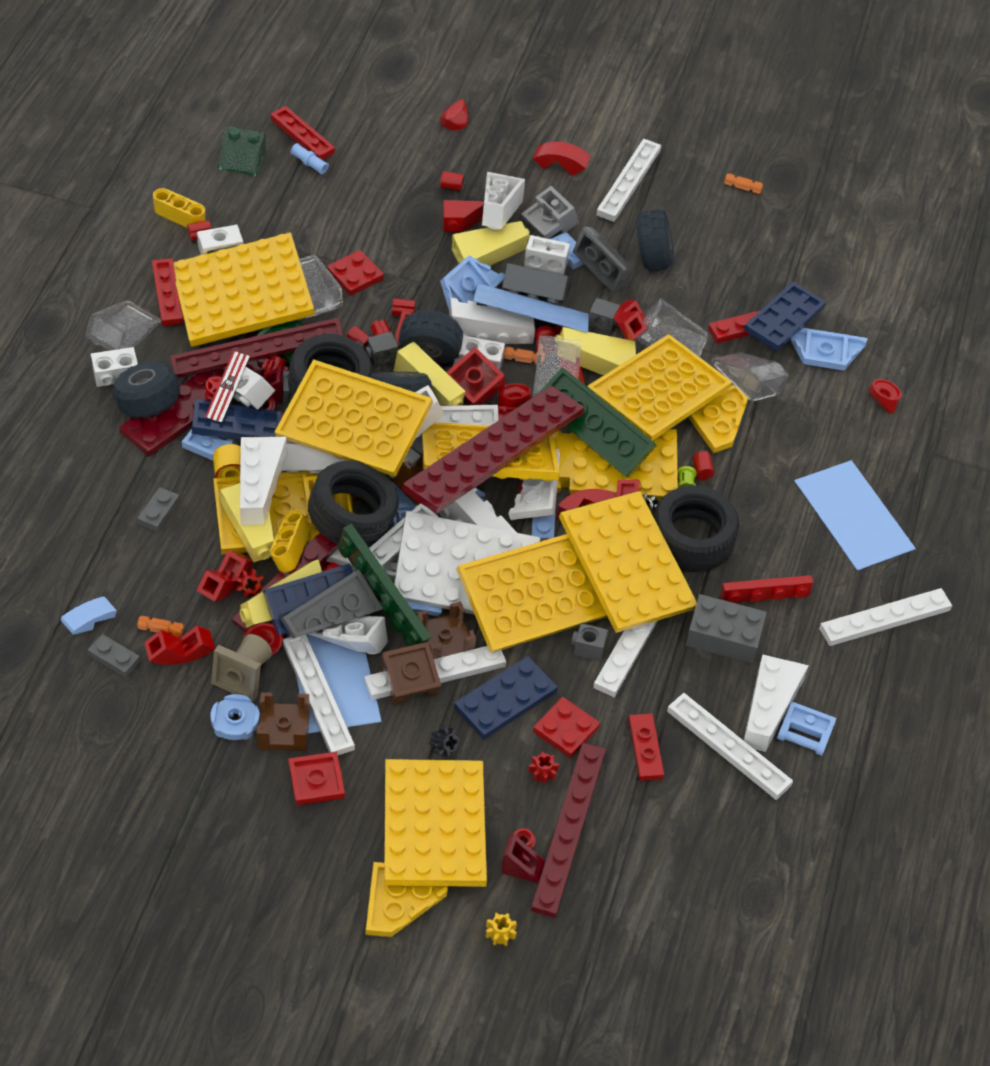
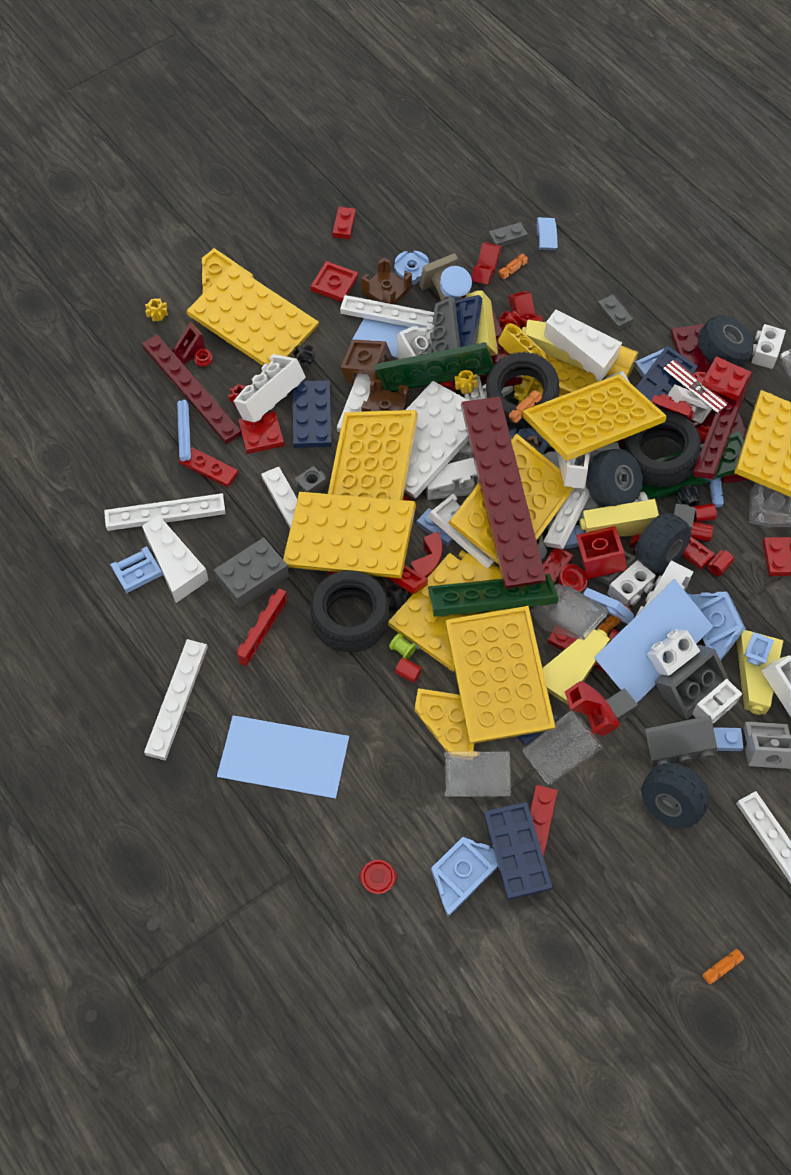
camera: 130 degrees right, 10 degrees up
(202, 363) = (725, 378): none -> red plate
(214, 827) = (344, 222): none -> red plate
(253, 633) = (455, 282): none -> light blue piece
(285, 372) = (667, 404): none -> red plate
(381, 555) = (466, 382): none -> yellow gear
(384, 476) = (527, 403): none -> orange axle
(483, 239) = (758, 649): none -> light blue bracket
(519, 732) = (269, 387): none -> white wedge
(526, 356) = (615, 607): none -> light blue plate
(531, 291) = (674, 656): none -> white brick
(627, 791) = (183, 430): none -> light blue axle

